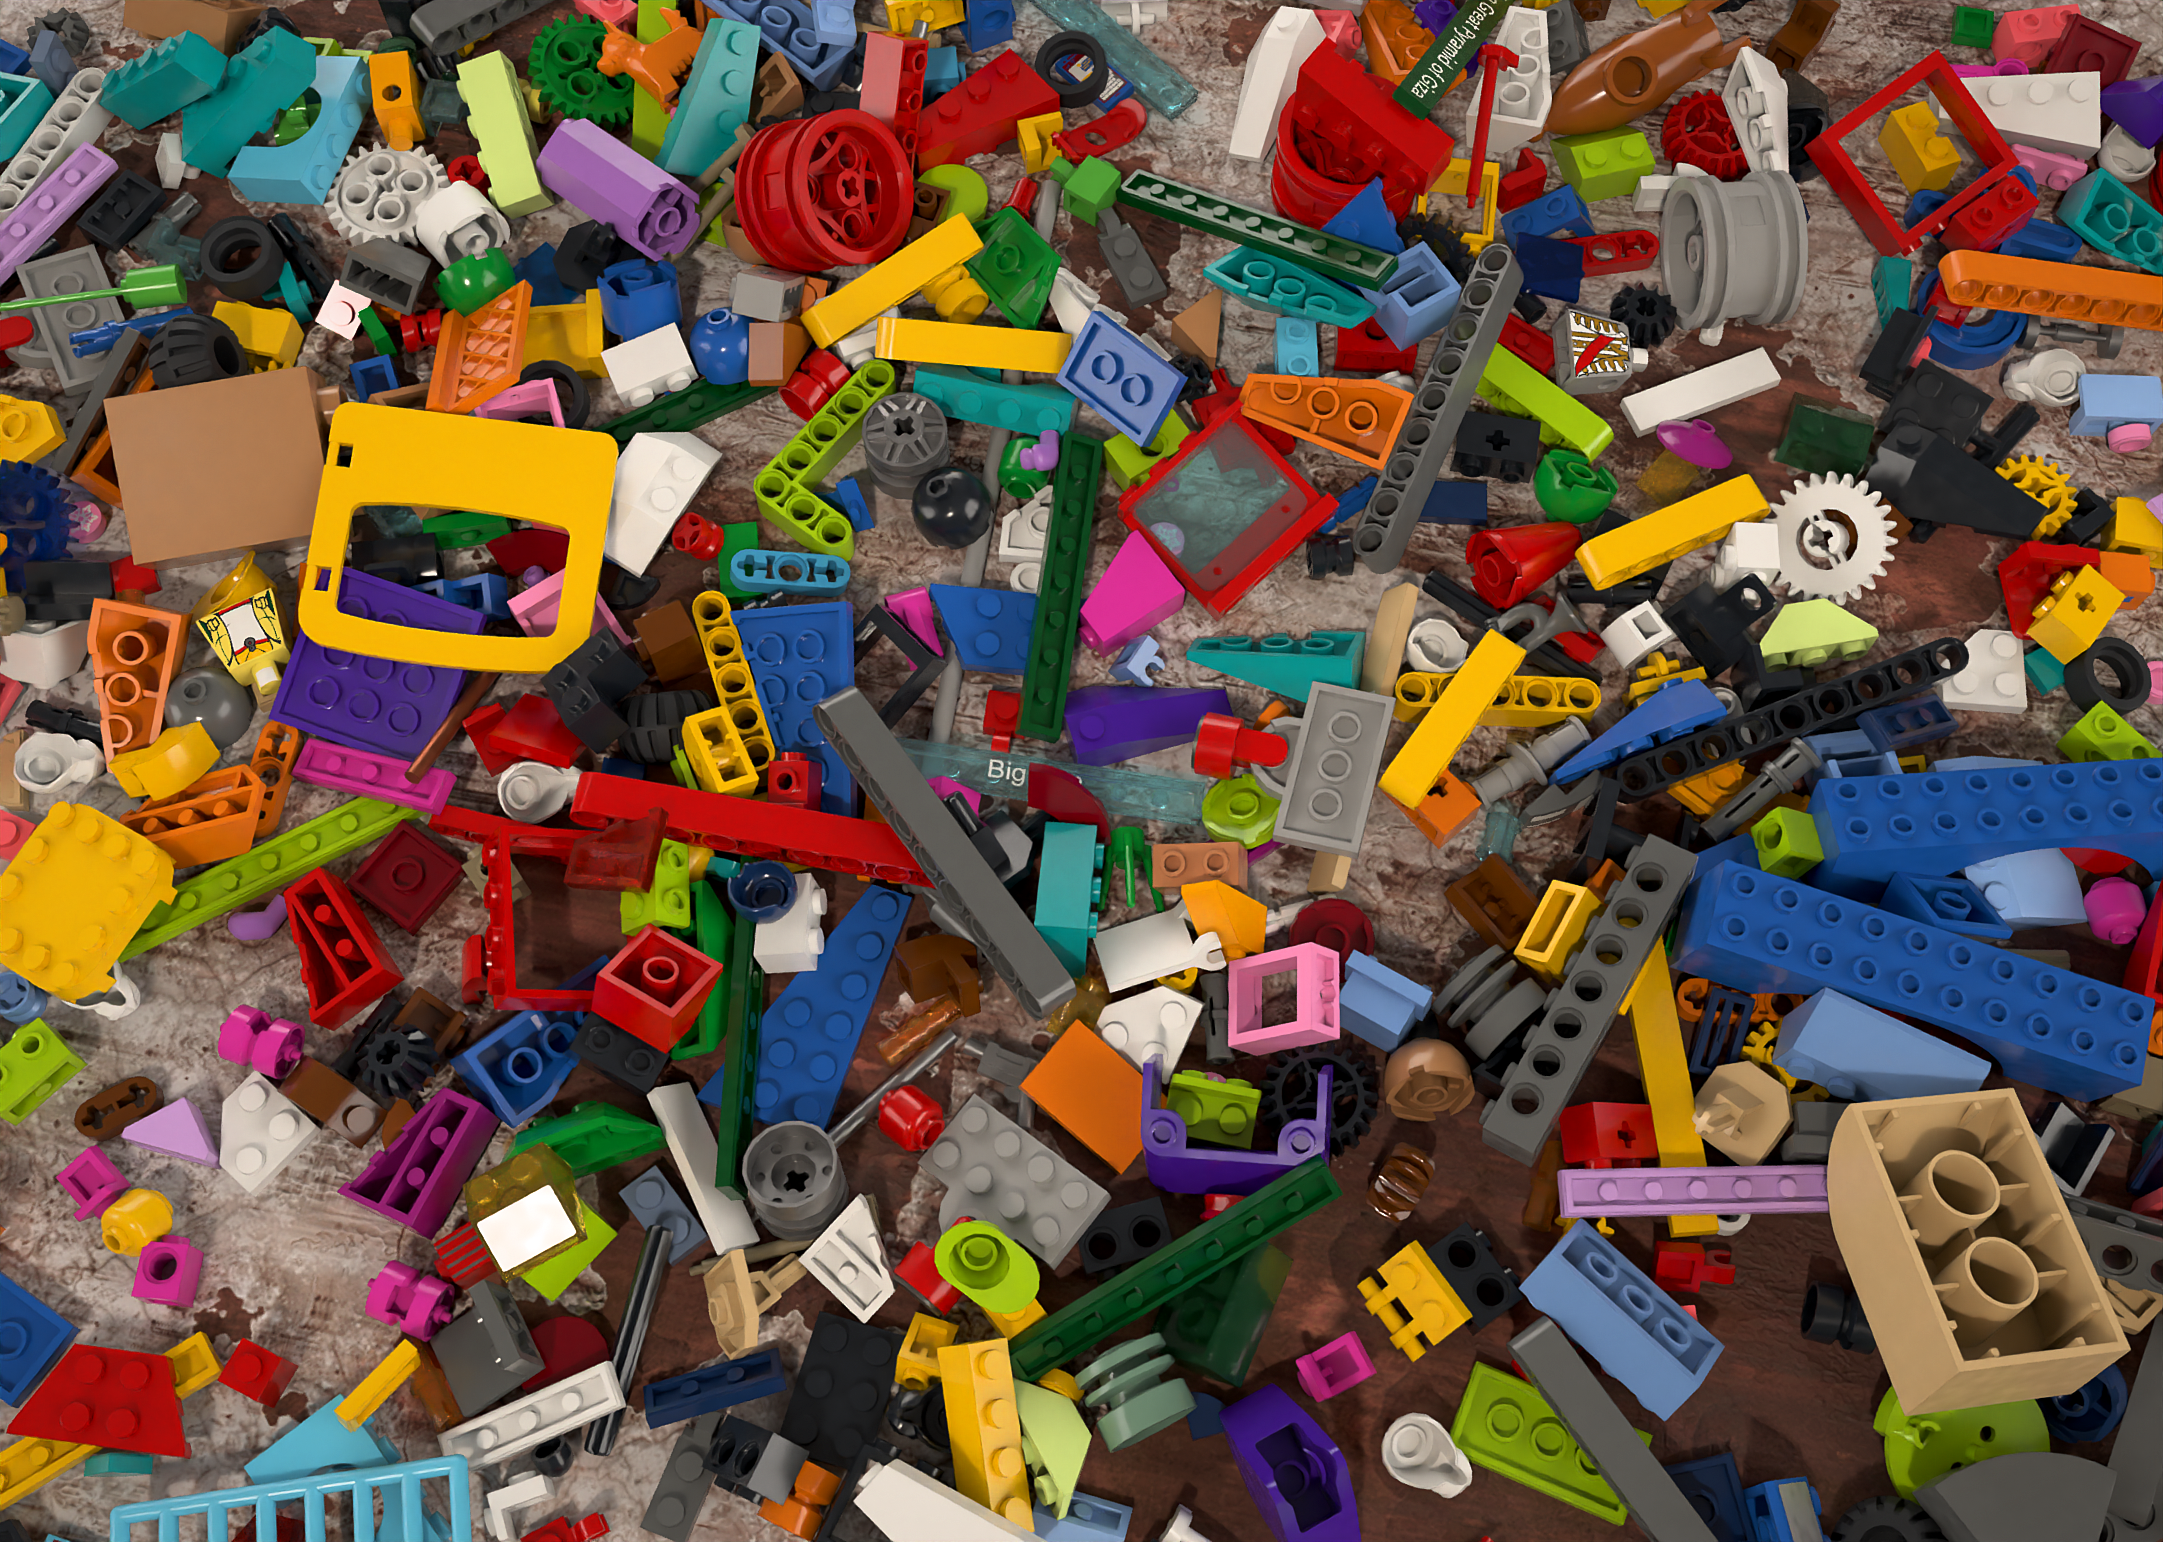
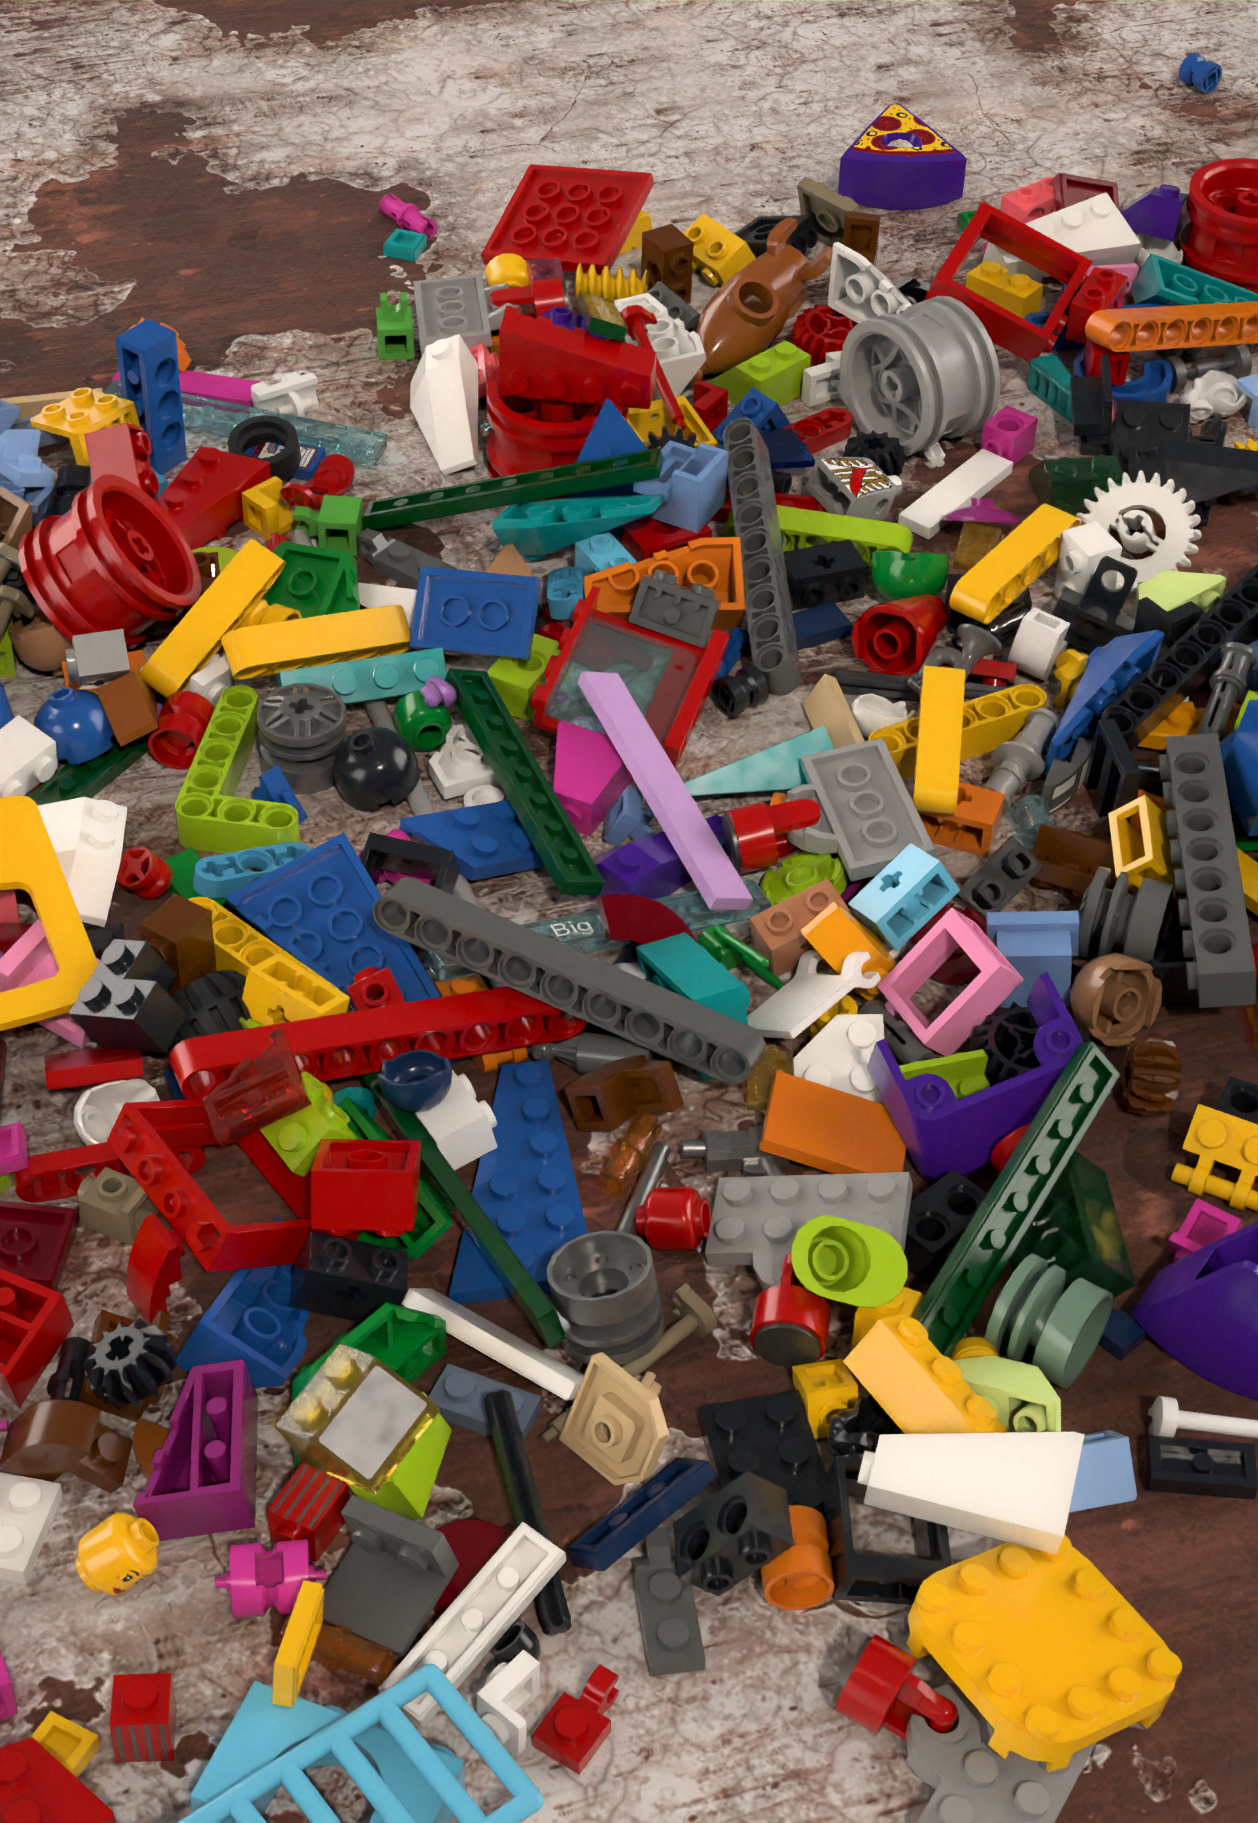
camera: 30 degrees left, 25 degrees down
(314, 1219) = (117, 1554): none -> yellow head
(479, 726) = (33, 1104): red bracket -> none
(853, 1261) = (704, 1348): white wing -> none
(1001, 719) = (533, 901): red plate -> none
(1172, 658) = (665, 792): none -> lavender tile
(1239, 356) = (564, 590): none -> dark azure beam
(1301, 887) = (904, 896): none -> medium azure brick
(1312, 445) = (675, 608): none -> dark grey bracket
(1415, 895) = (1000, 878): none -> black hips
(1807, 334) = (1009, 434): none -> dark pink brick

